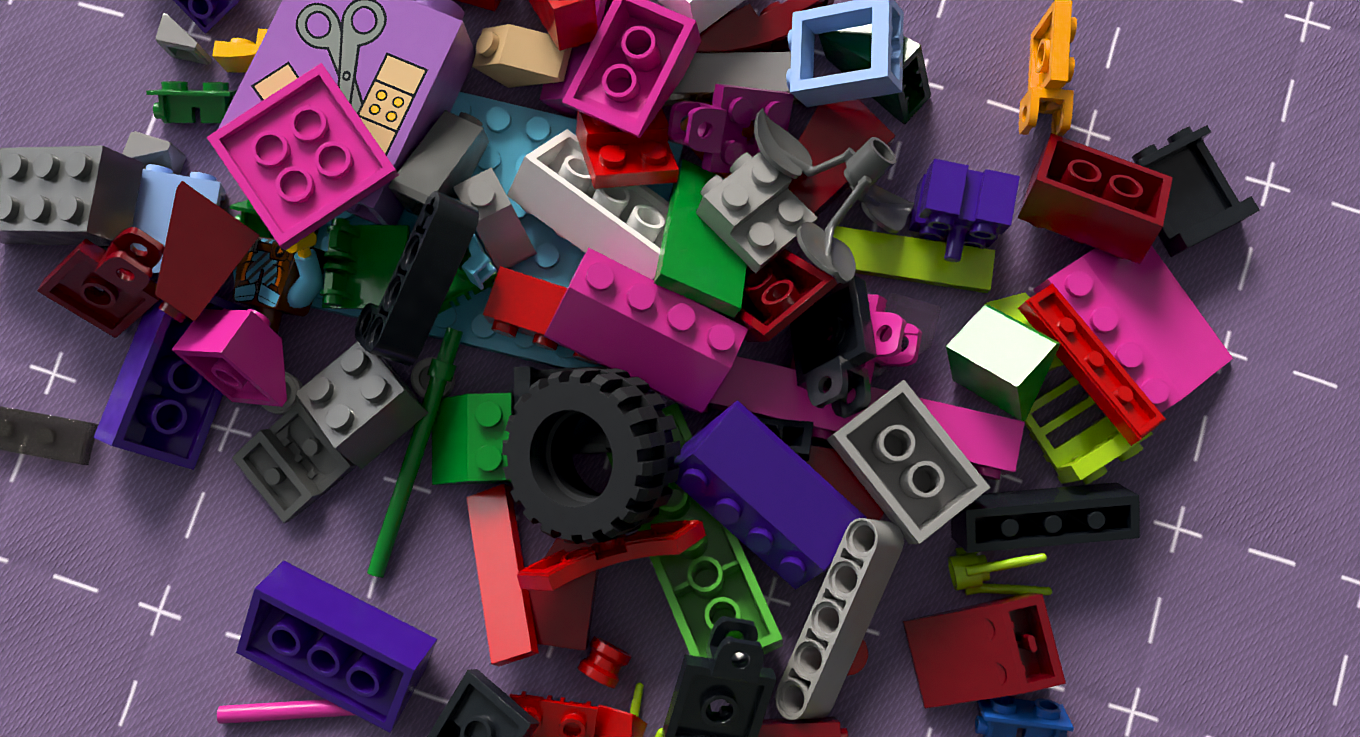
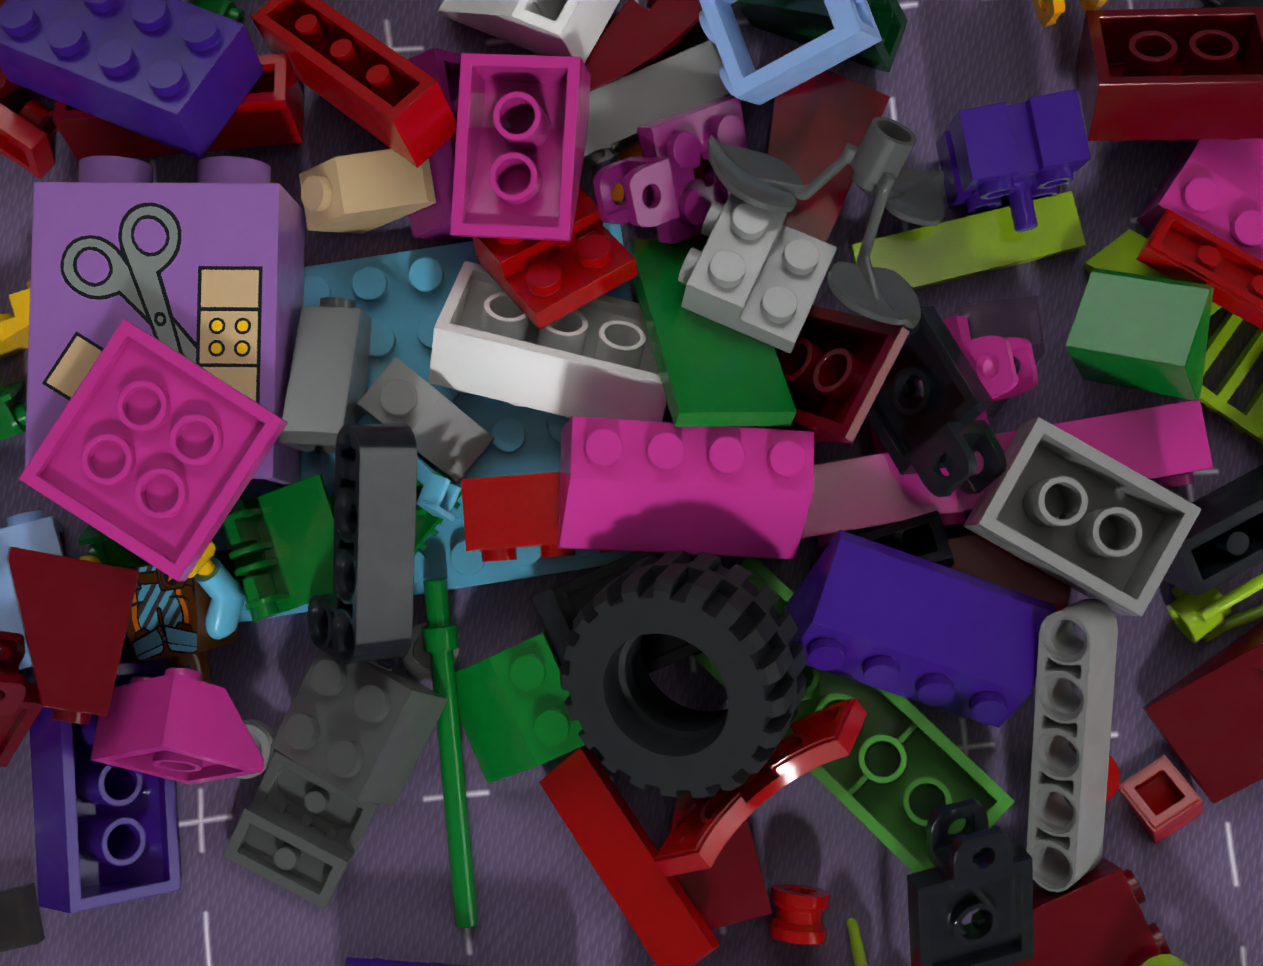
camera: 15 degrees left, 5 degrees up
(890, 691) = (1161, 799): none -> red slope

